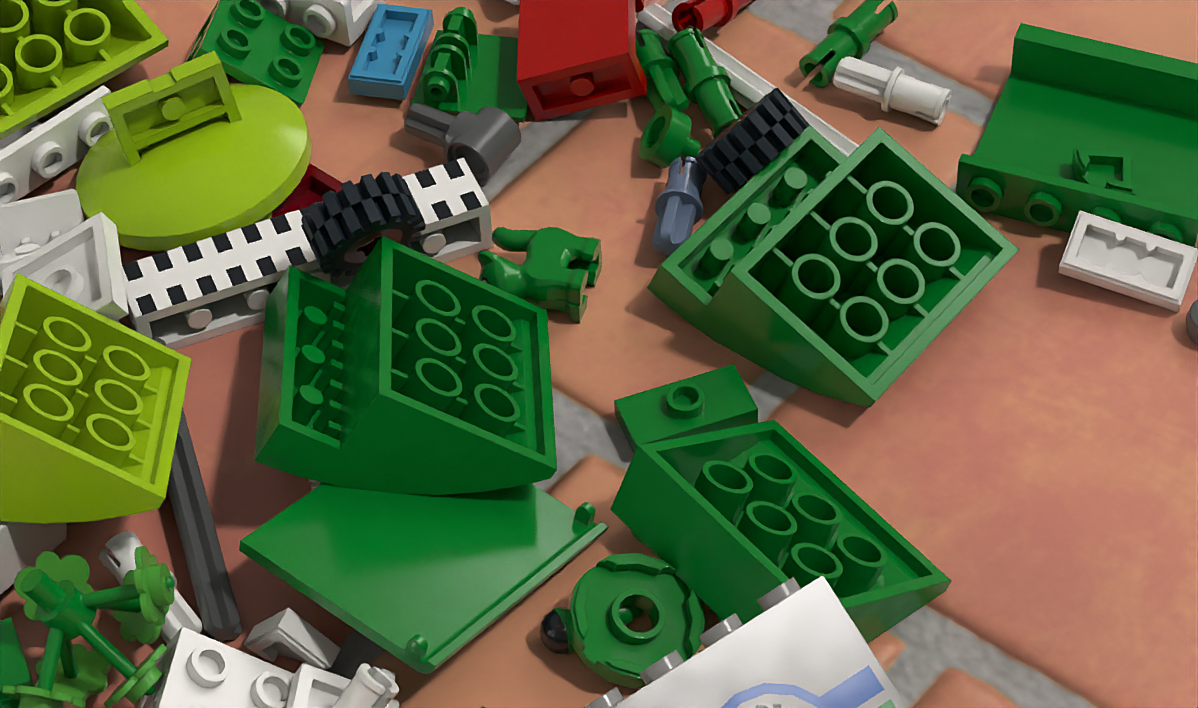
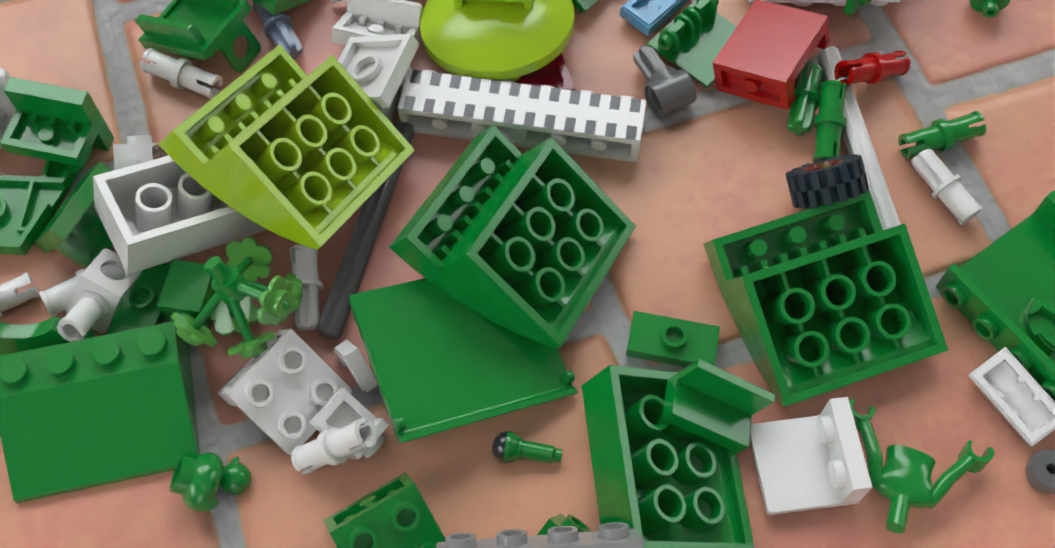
camera: 30 degrees right, 15 degrees up
(354, 219) = (540, 118): black wheel -> none
(554, 267) = (652, 201): green animal -> none
(639, 582) = (522, 478): green tile -> none
(667, 138) = (782, 147): green tile -> none
(678, 205) = (757, 199): sand blue axle -> none
(791, 433) = (714, 404): none -> green panel
(950, 442) = (810, 461): none -> white bracket
(1059, 398) = (908, 472): none -> green piece

